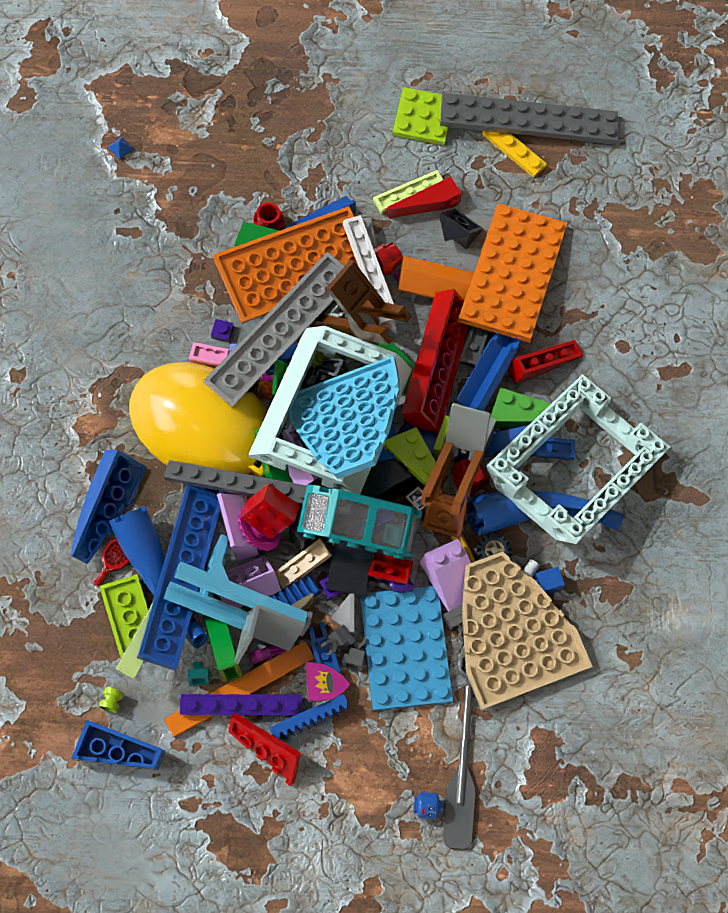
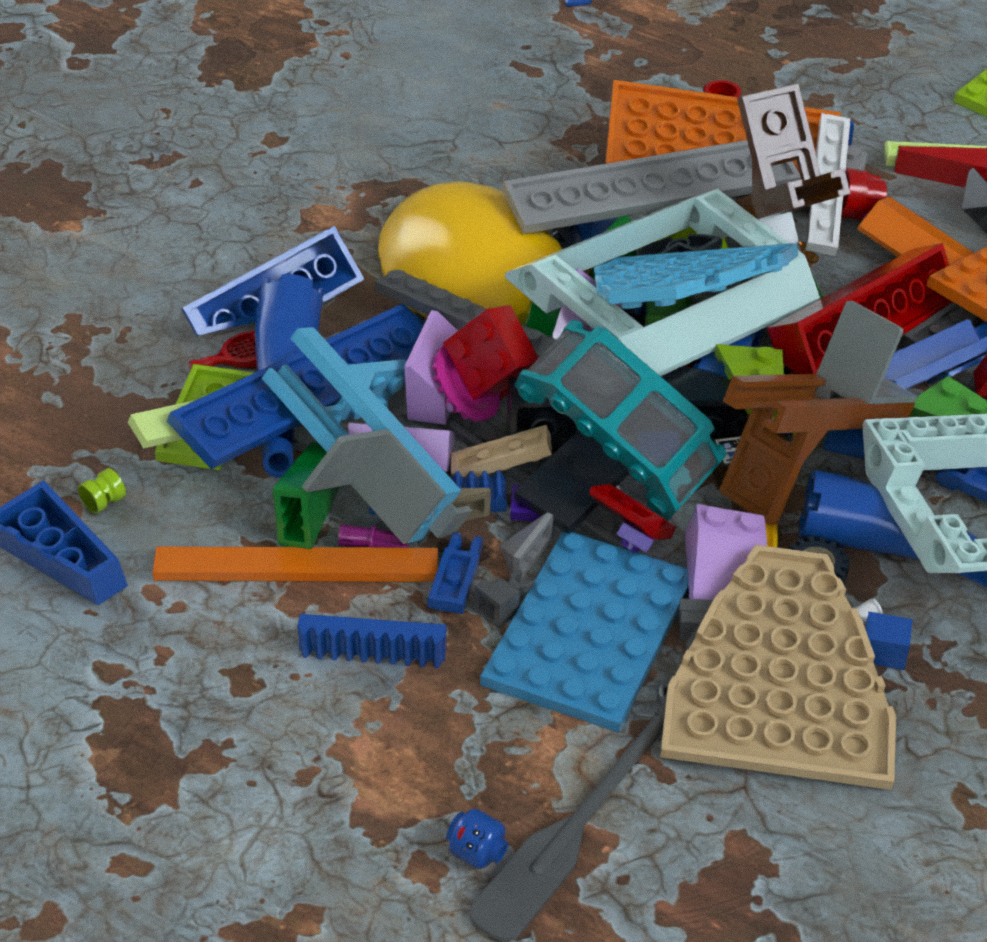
camera: 30 degrees right, 25 degrees down
(198, 675) = (246, 517): teal tile -> none
(241, 704) = (275, 573): dark purple plate -> none
(266, 747) = (279, 644): red wing -> none
(323, 682) = (425, 597): dark pink shield -> none
(338, 639) = (487, 559): dark grey piece -> none
(458, 472) = (837, 455): red piece -> none

